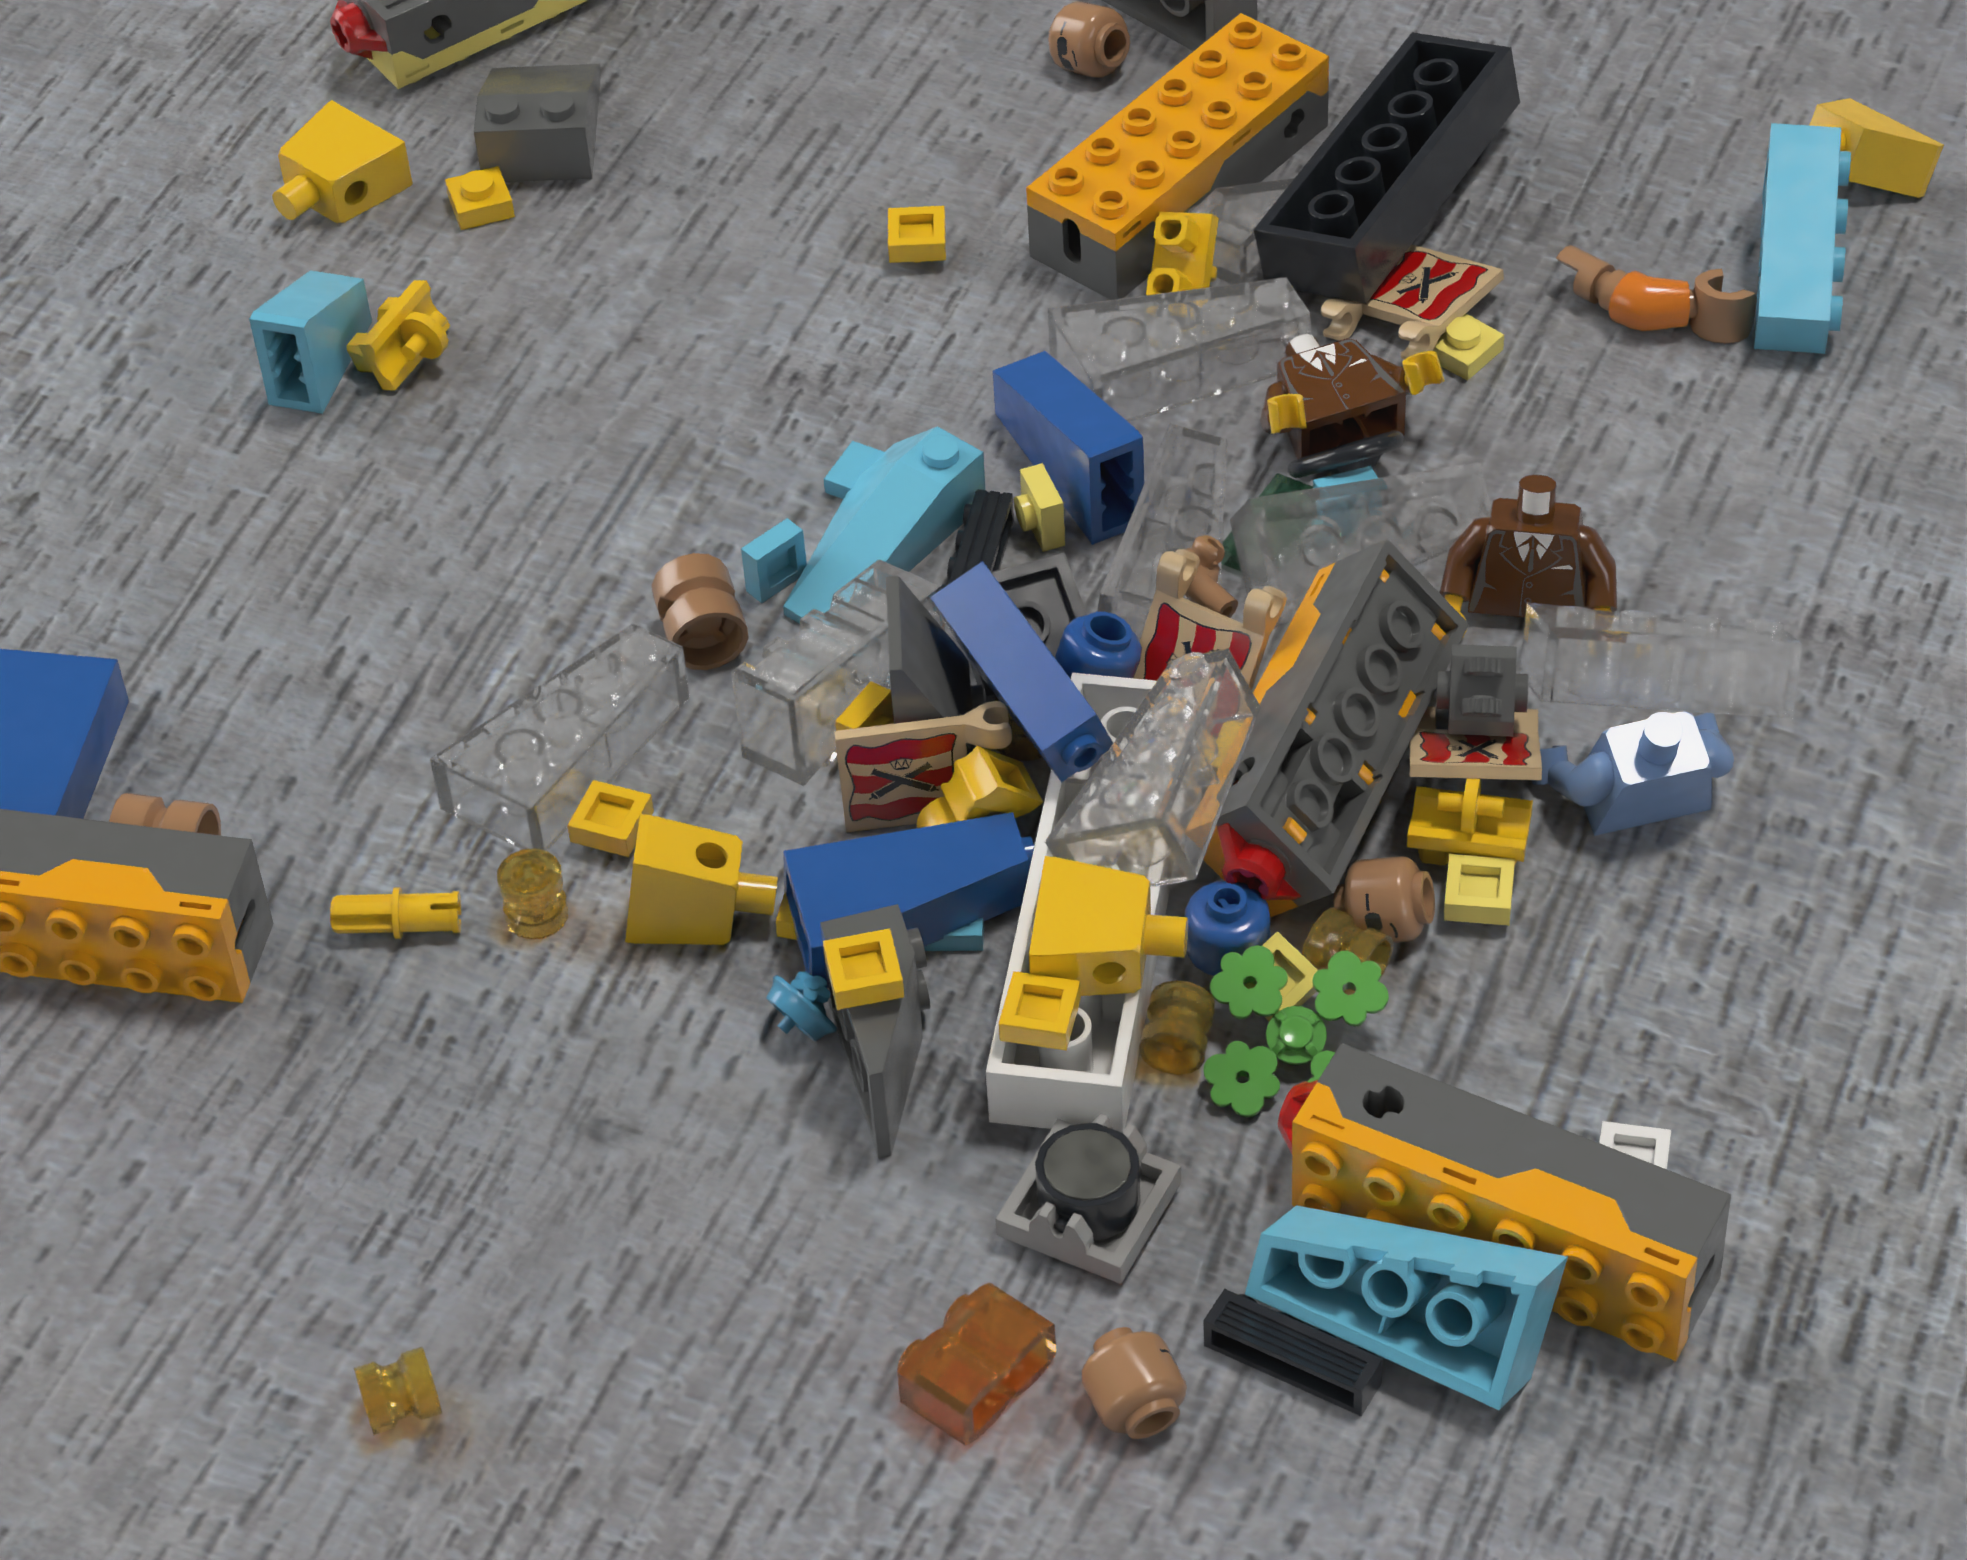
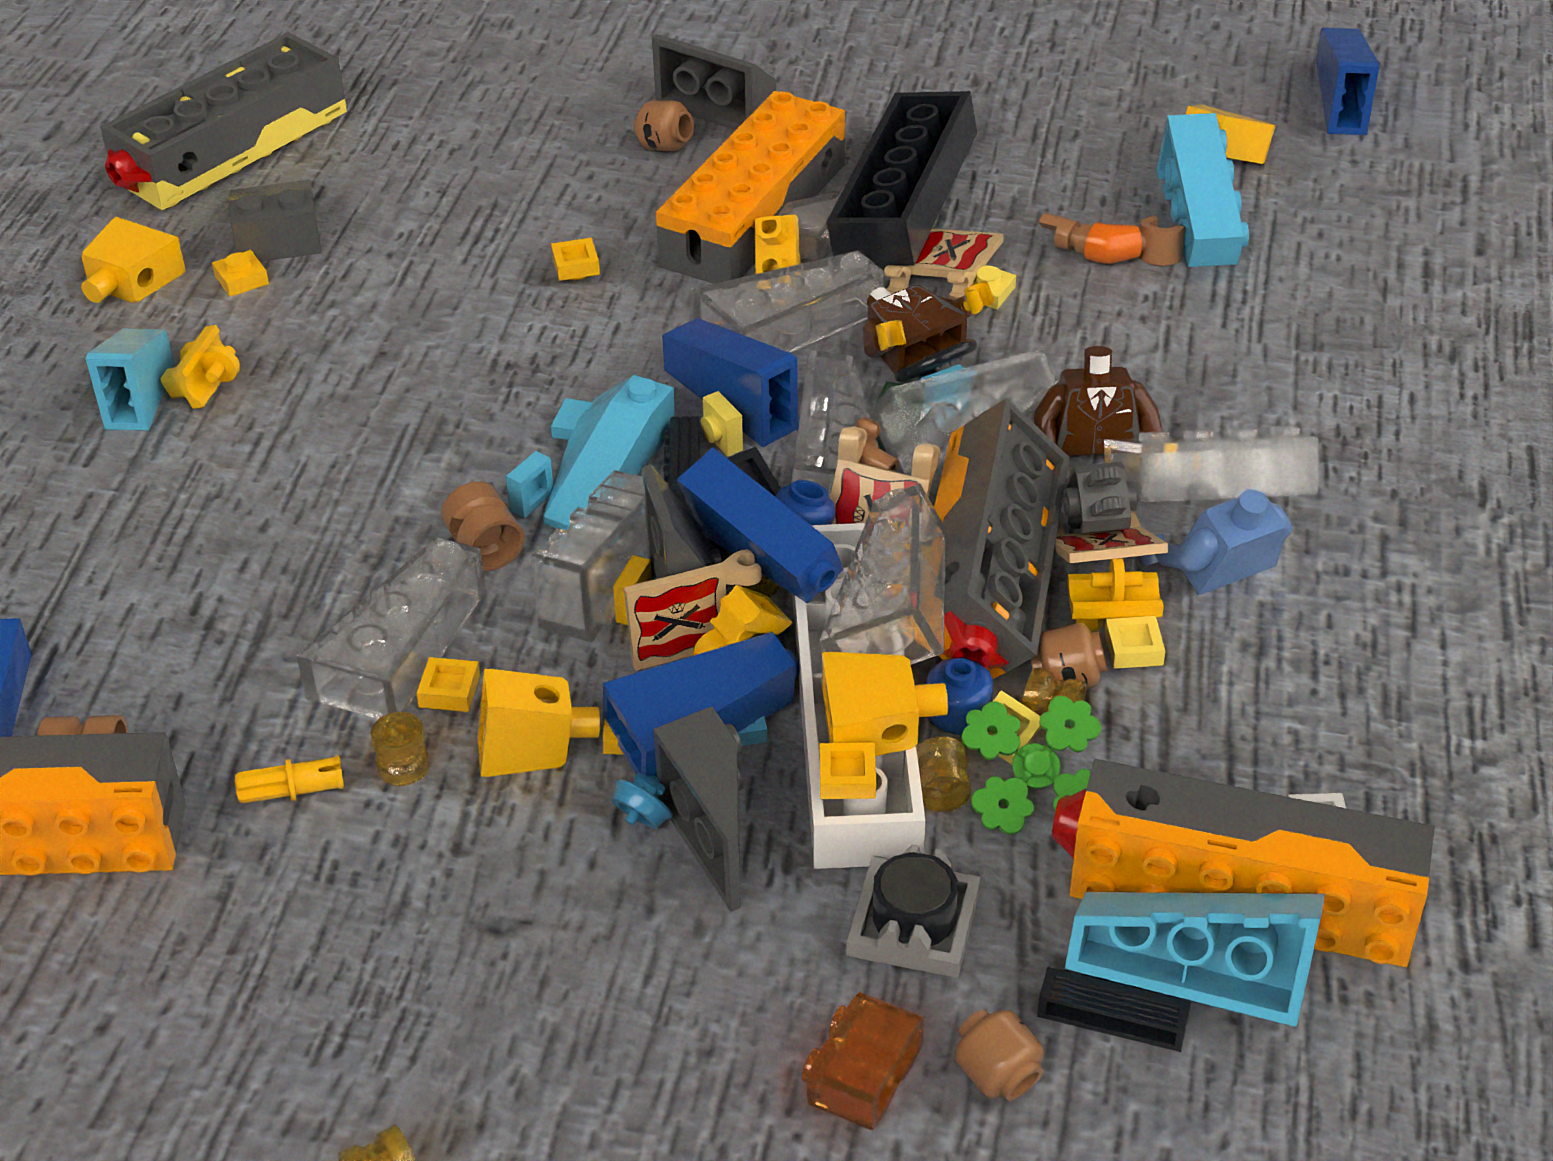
camera: 15 degrees left, 5 degrees down
(863, 969) = (703, 756): yellow plate -> none

